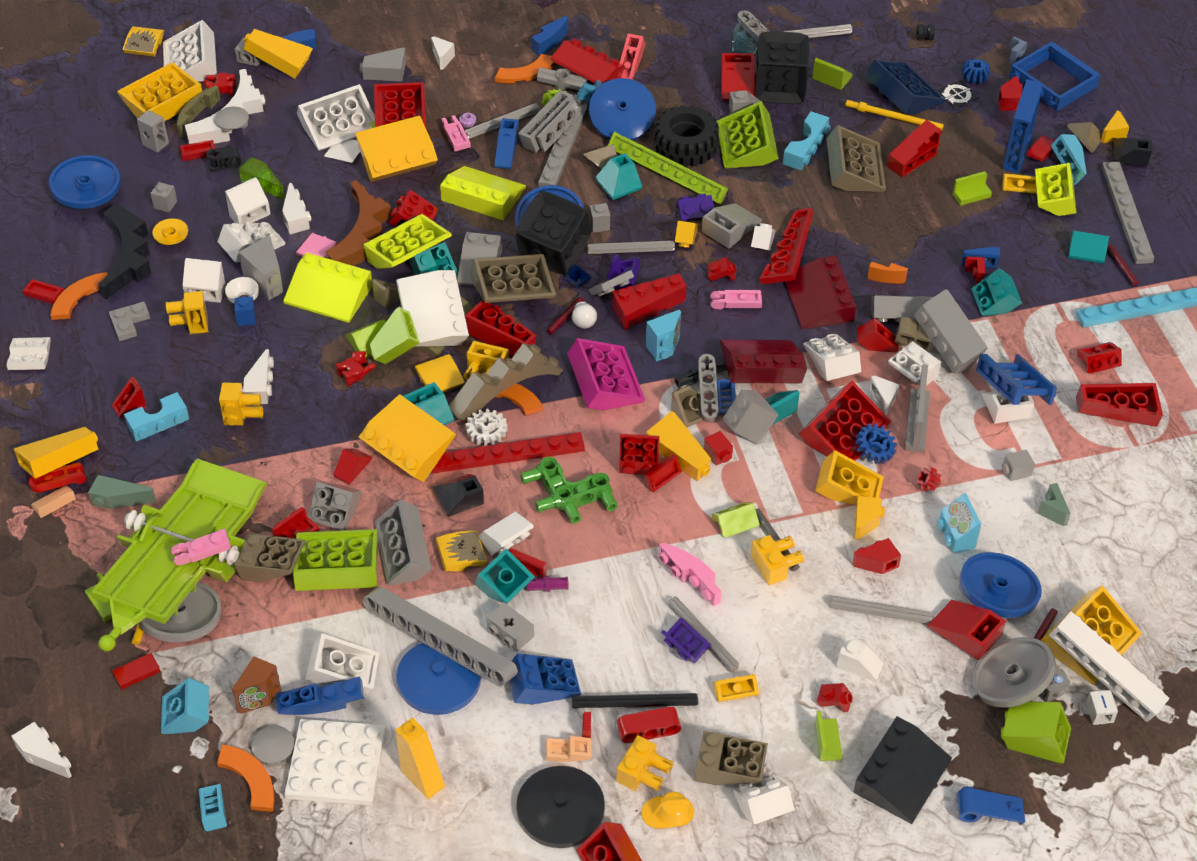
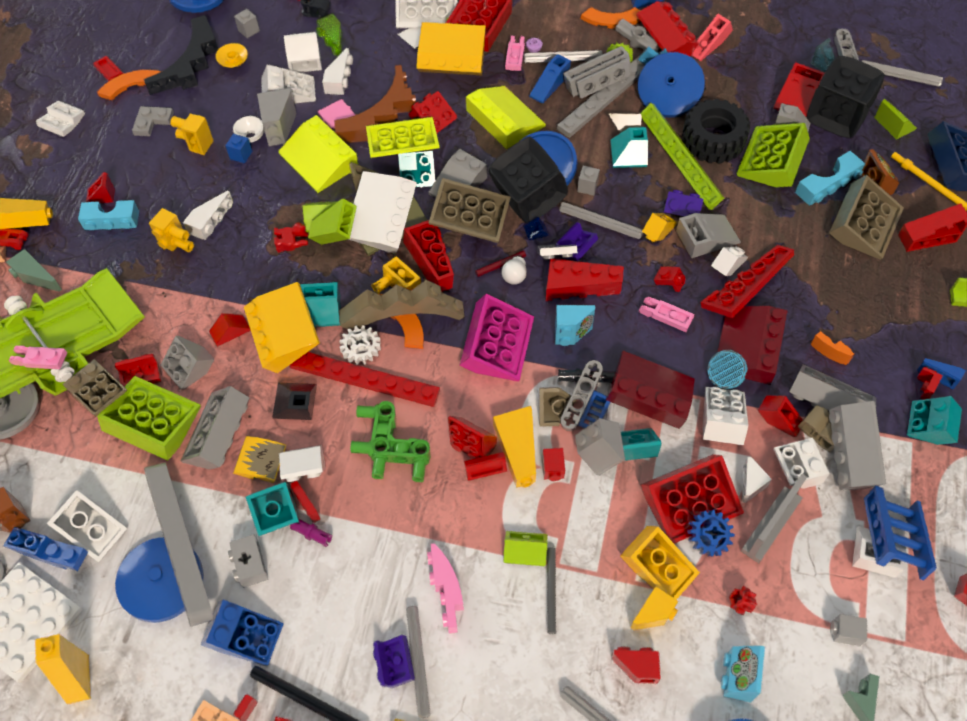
camera: 30 degrees right, 10 degrees up
(205, 277) = (222, 107): white slope -> none
(442, 372) = (355, 275): yellow slope -> none
(770, 560) = (528, 620): yellow brick -> none
(814, 320) = (727, 369): none -> tile
(843, 118) = (880, 172): none -> dark orange slope

